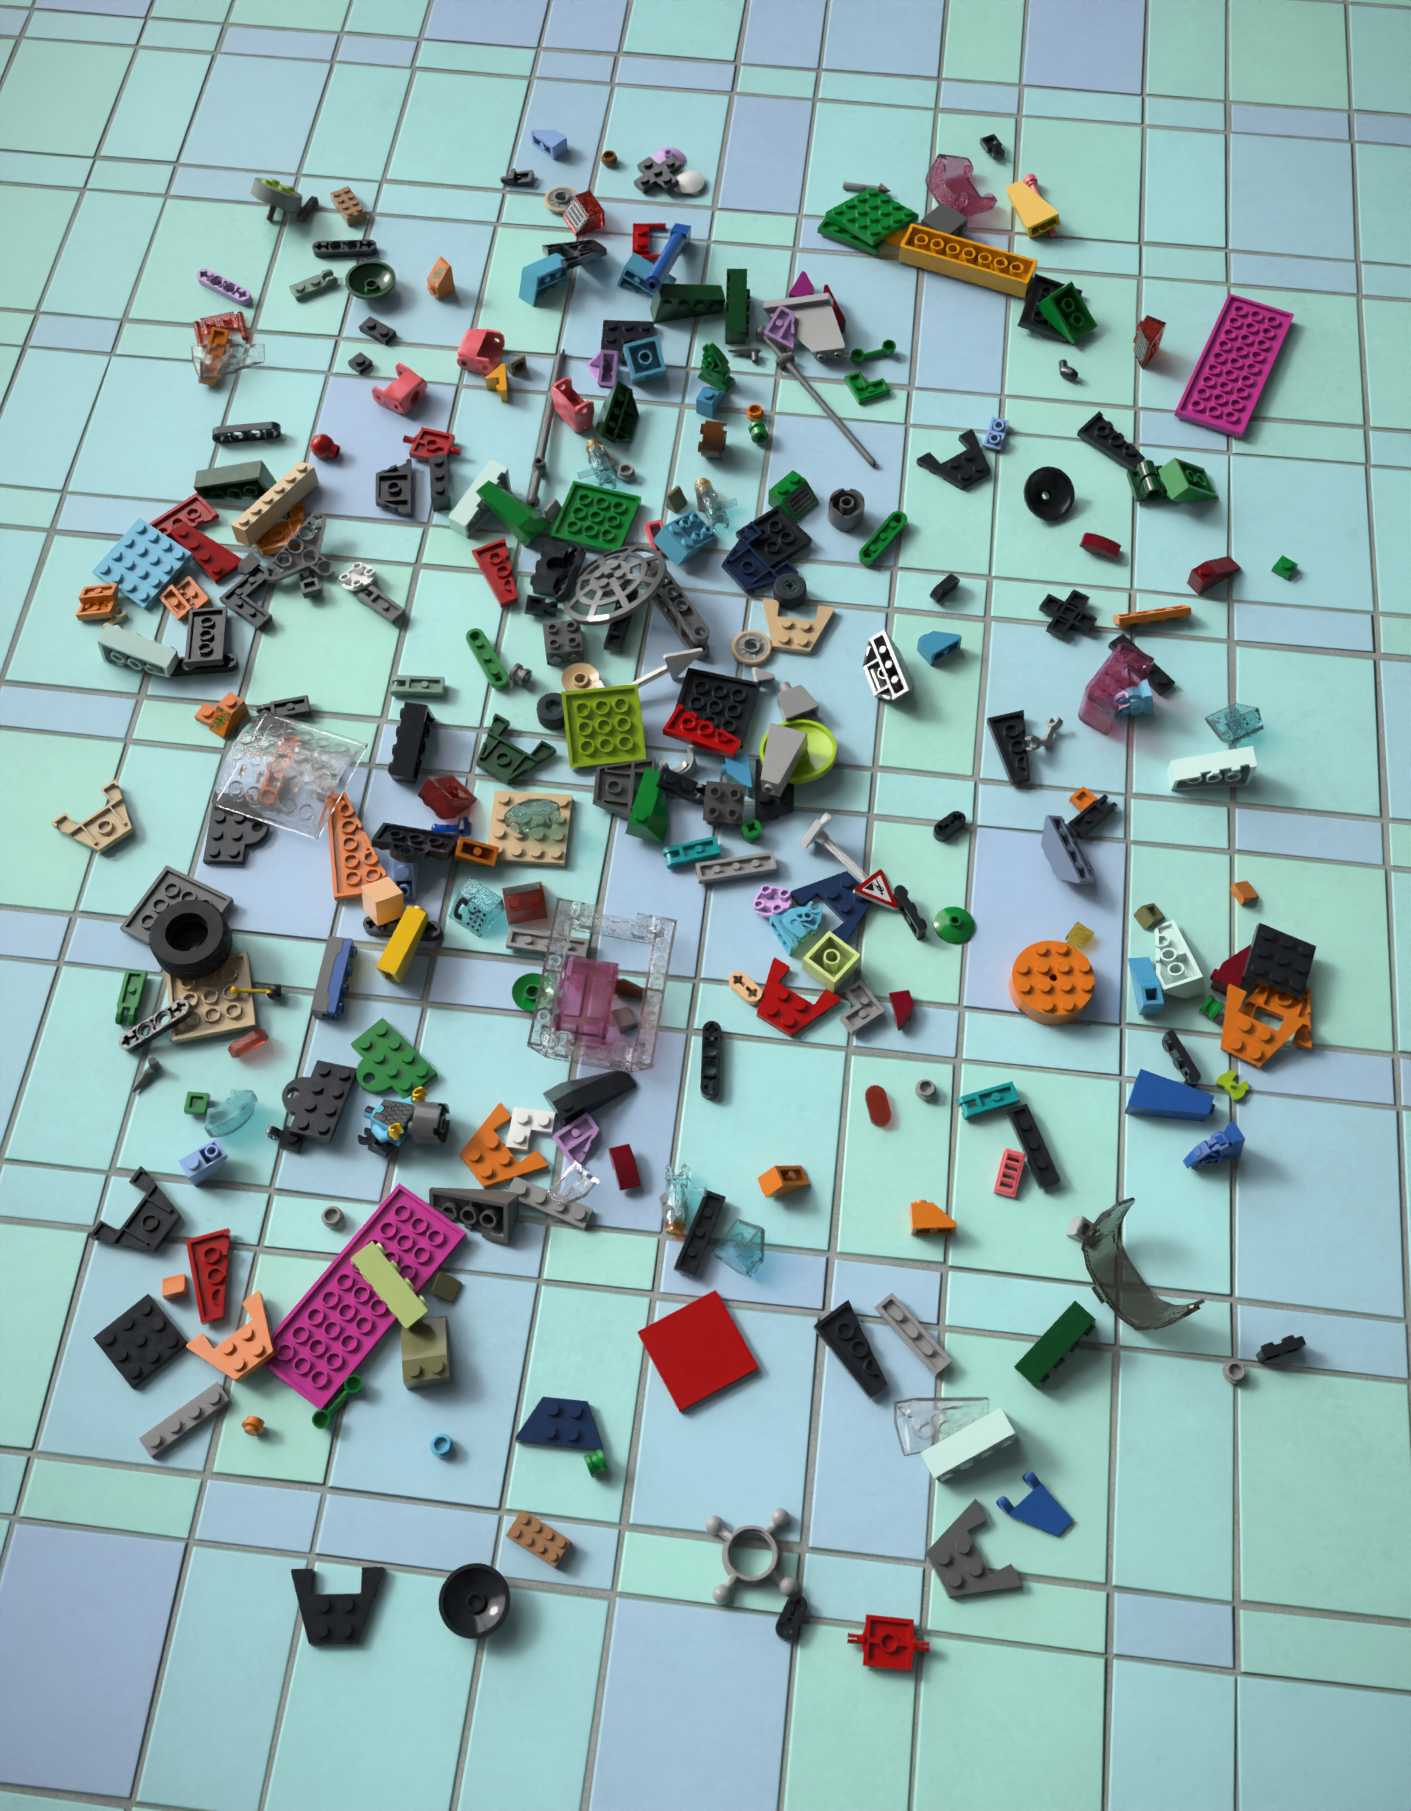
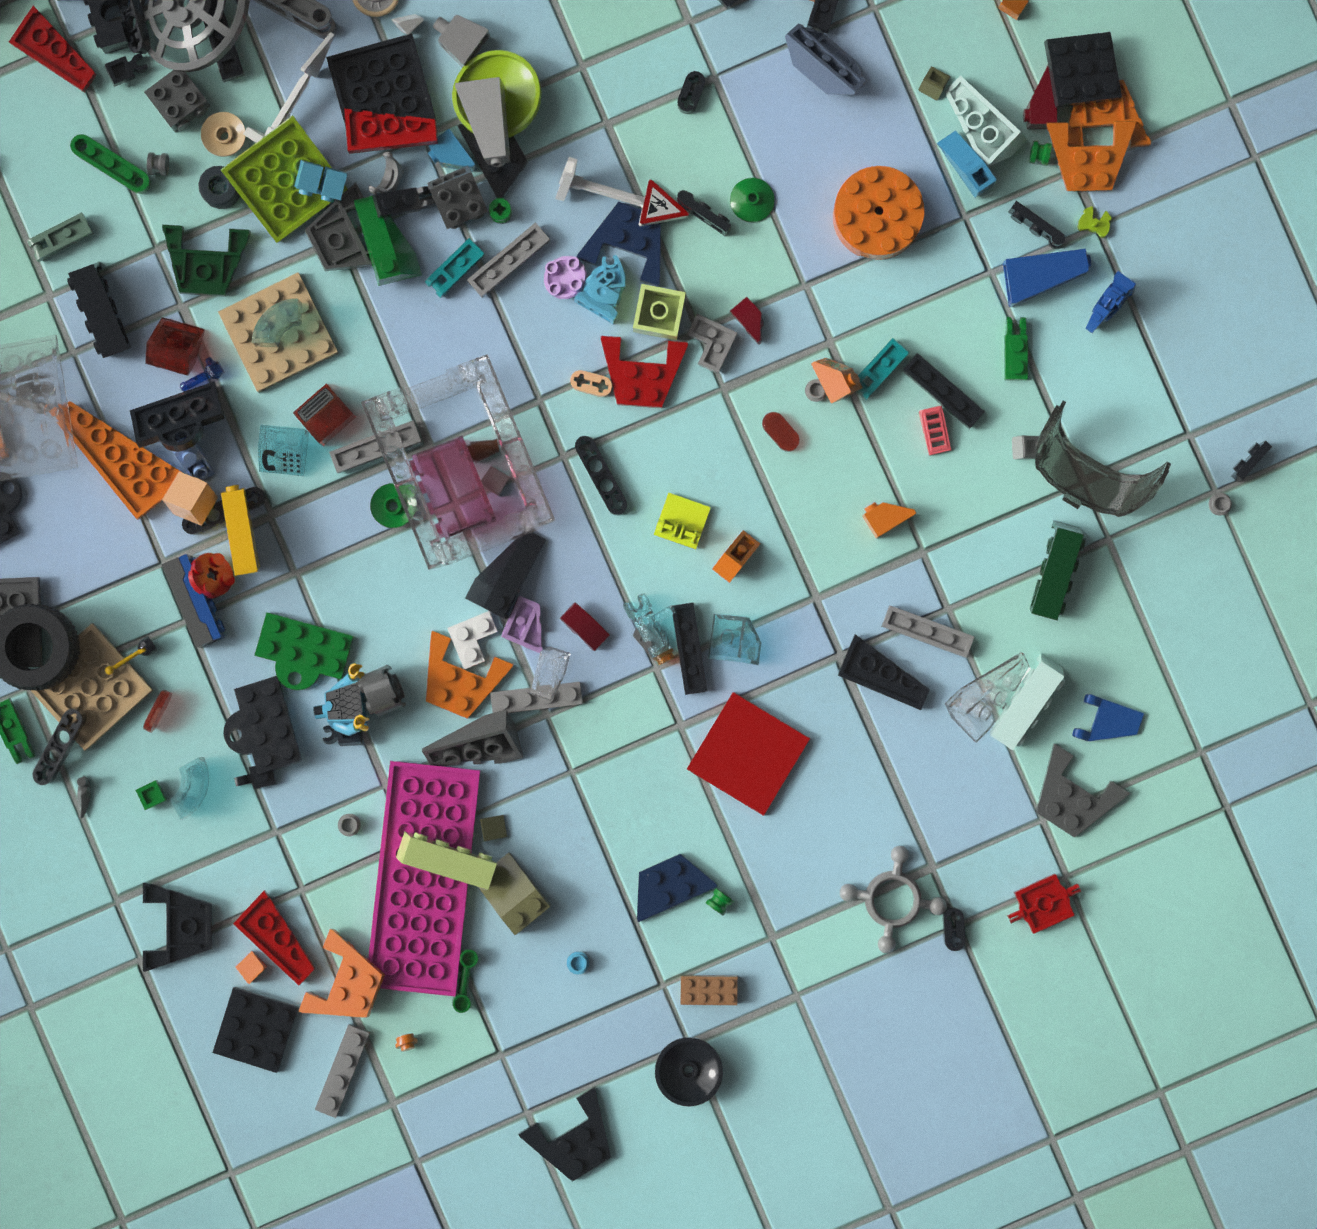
camera: 30 degrees left, 25 degrees up
(203, 1162) = (198, 846): light blue slope -> none
(368, 959) = (221, 569): none -> red plate
(475, 852) = (245, 393): orange slope -> none
(622, 731) = (309, 178): none -> medium azure piece
(755, 1130) = (682, 521): none -> neon yellow hinge
(947, 1089) = (836, 378): none -> orange slope
(1079, 936) = (878, 146): clear yellow plate -> none
(1112, 1150) = (1015, 351): none -> green hinge

